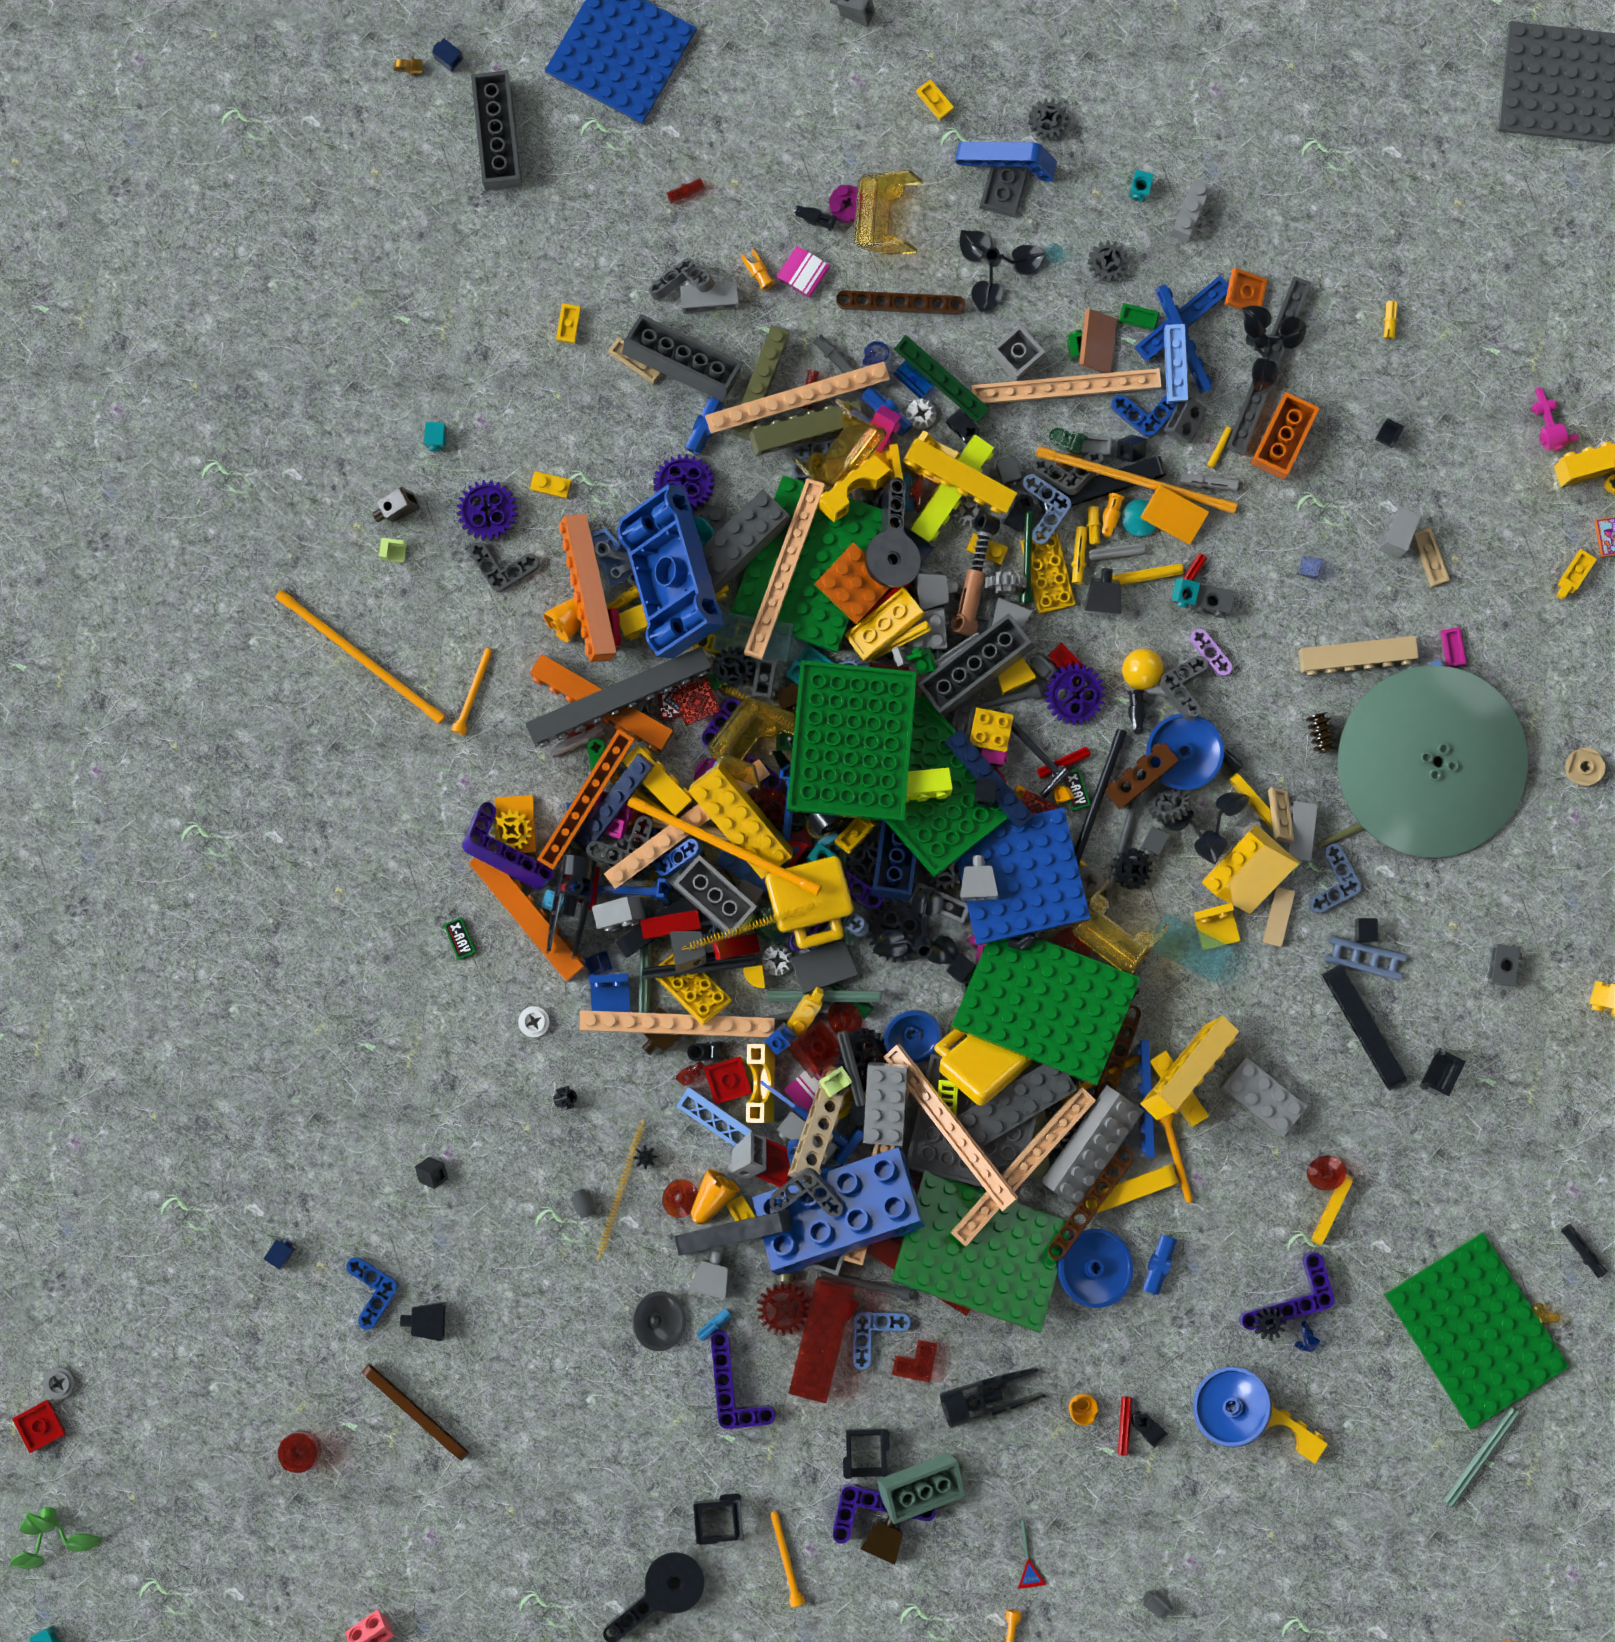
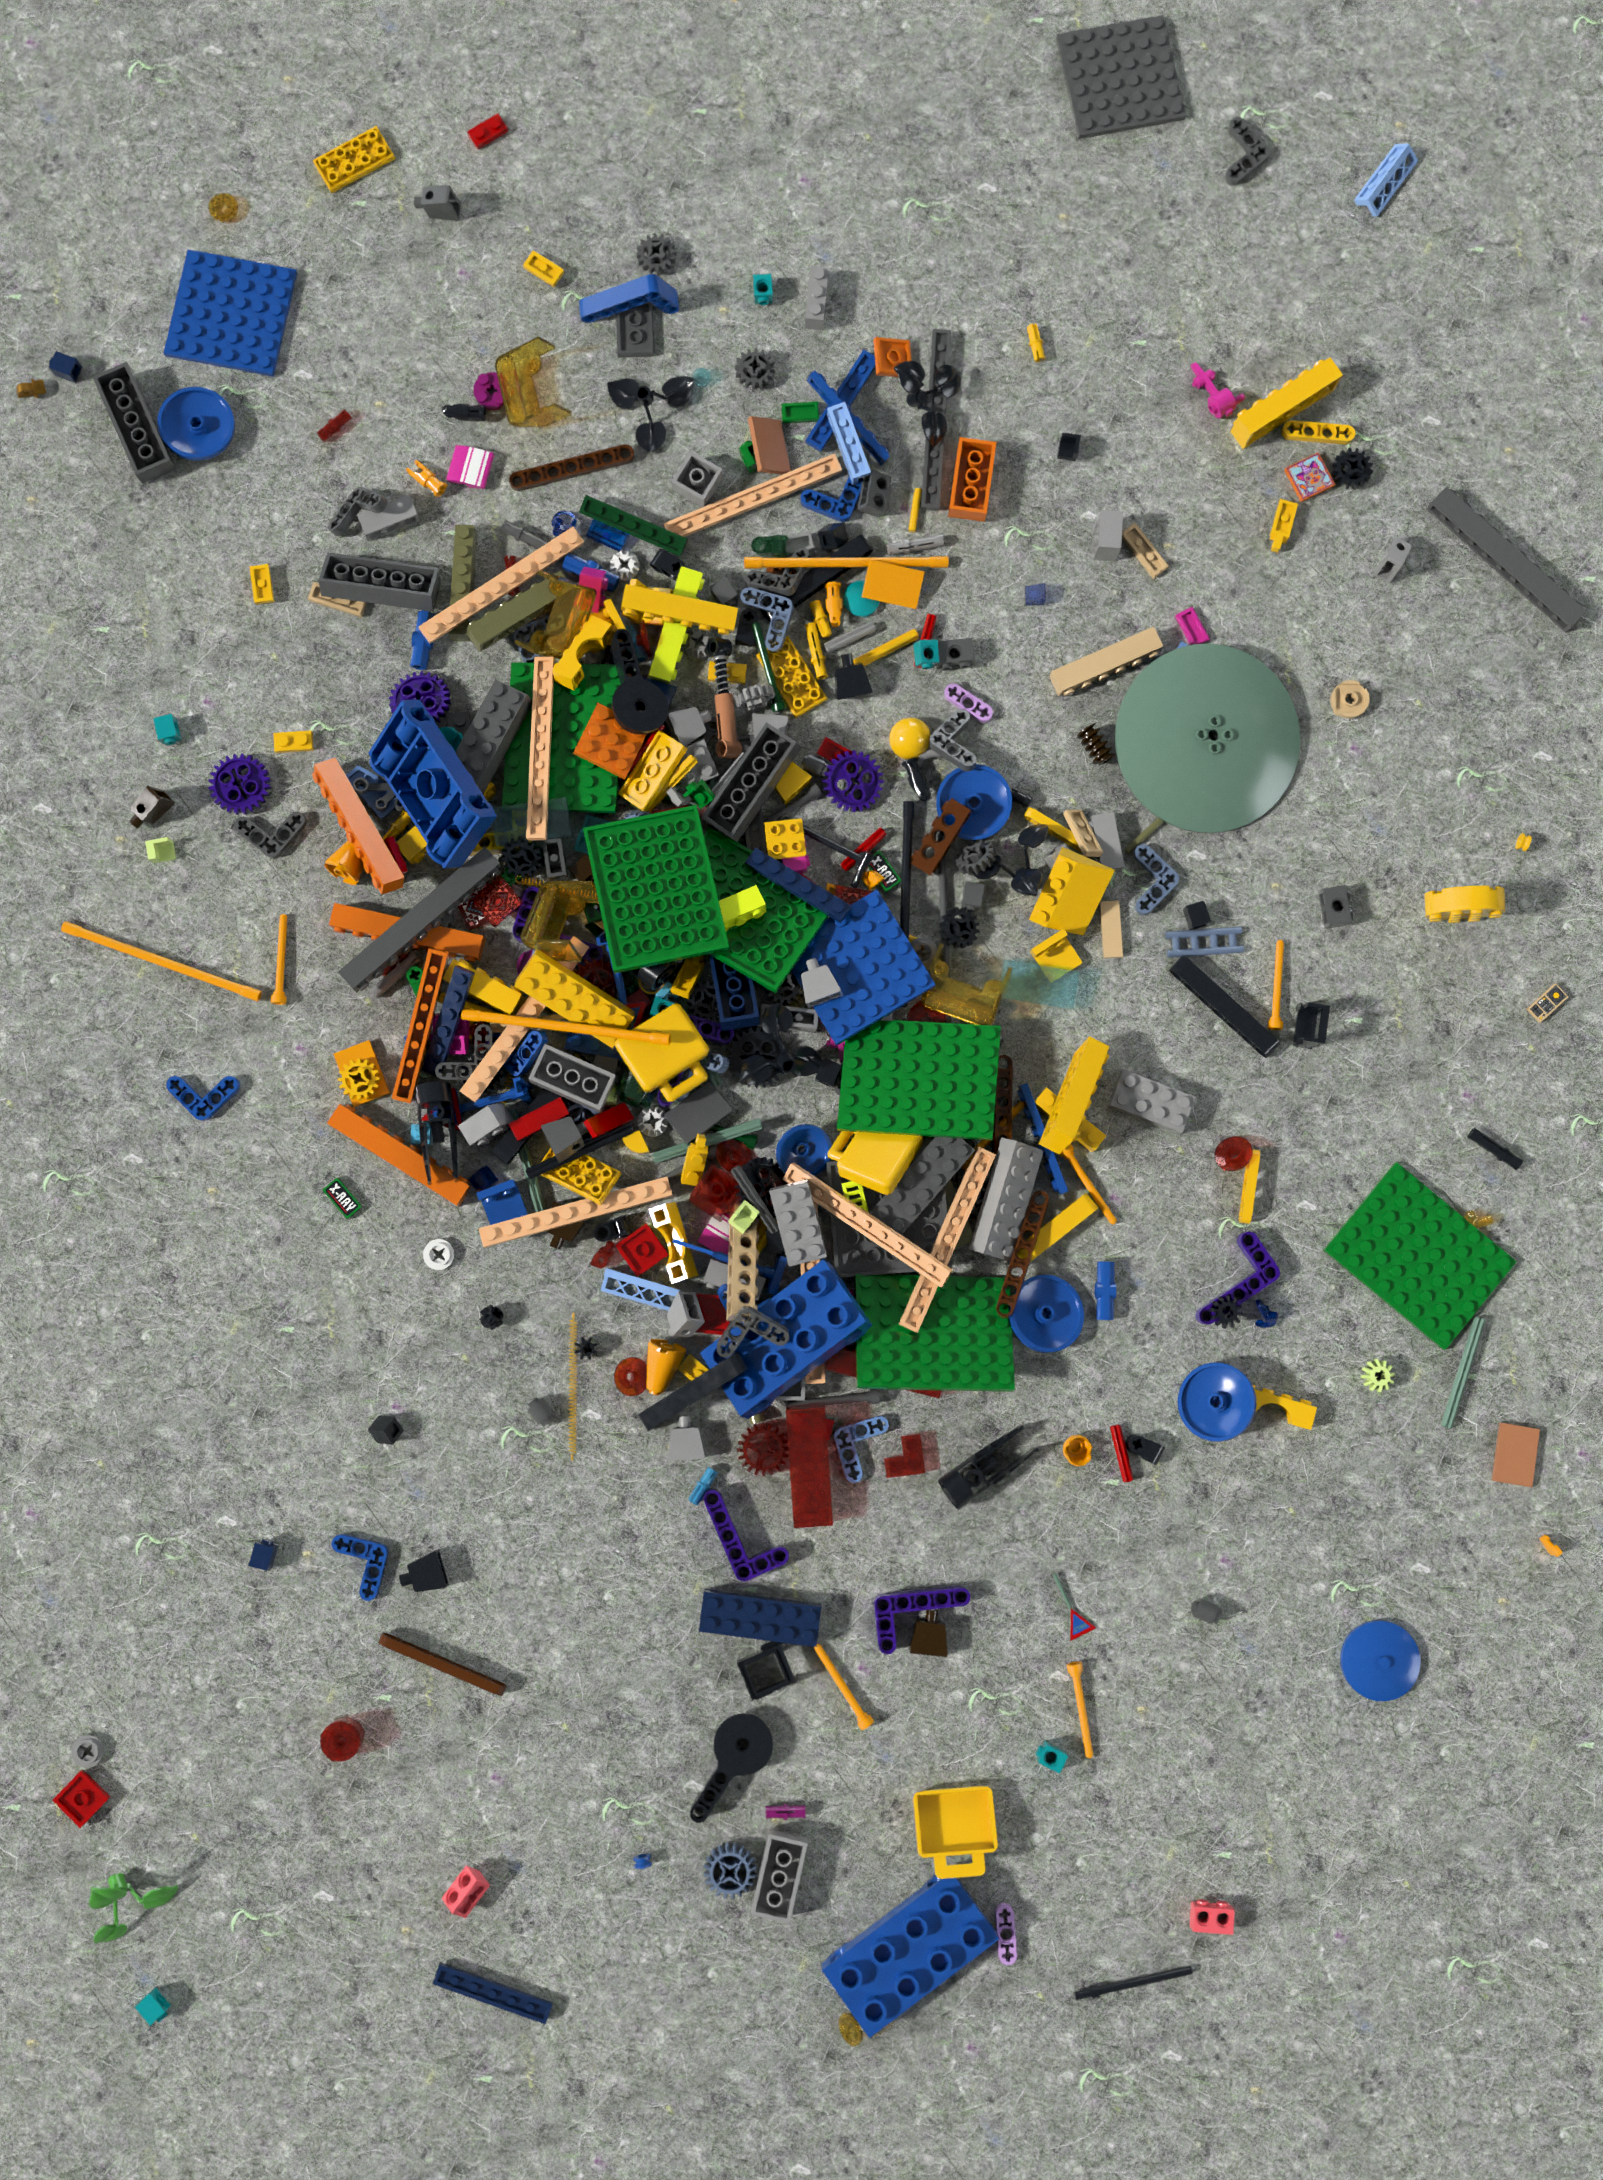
camera: 25 degrees left, 0 degrees up
(353, 803) = (199, 1102): none -> blue beam
(499, 855) = (356, 1106): dark purple beam -> none
(554, 149) = (196, 423): none -> blue dish
(668, 1323) = (658, 1497): dark grey dish -> none
(729, 1468) = (760, 1617): none -> dark blue brick
(750, 926) = (615, 1095): yellow piece -> none
(781, 1038) = (679, 1193): blue bracket -> none
(848, 1471) = (875, 1583): black piece -> none
(921, 1487) = (949, 1575): sand green slope -> none
(984, 792) = (797, 898): black panel -> none
(1022, 944) = (880, 1030): black arm -> none
(1399, 1425) = (1374, 1383): none -> yellowish green gear
(1409, 1057) = (1275, 1021): none -> light orange piece
(1506, 1553) = (1515, 1454): none -> nougat tile

